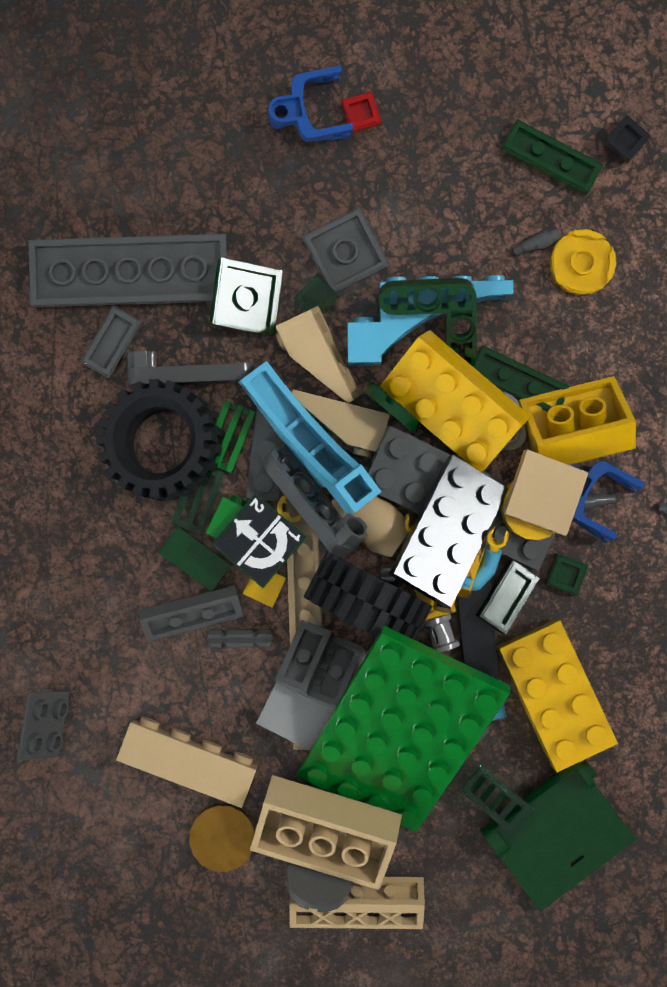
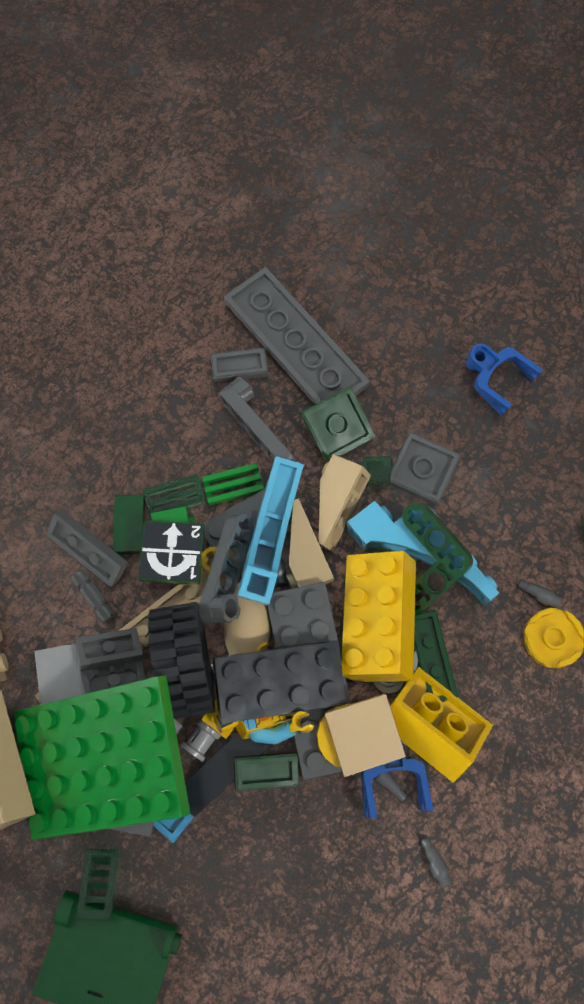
camera: 50 degrees right, 15 degrees down
(121, 432) = (183, 409): black tyre -> none
(268, 594) = (142, 591): yellow tile -> none
(361, 112) = (524, 410): red tile -> none
(392, 407) = (339, 574): dark green tile -> none
(556, 695) = (215, 870): yellow brick -> none
(566, 574) = (317, 805): dark green tile -> none

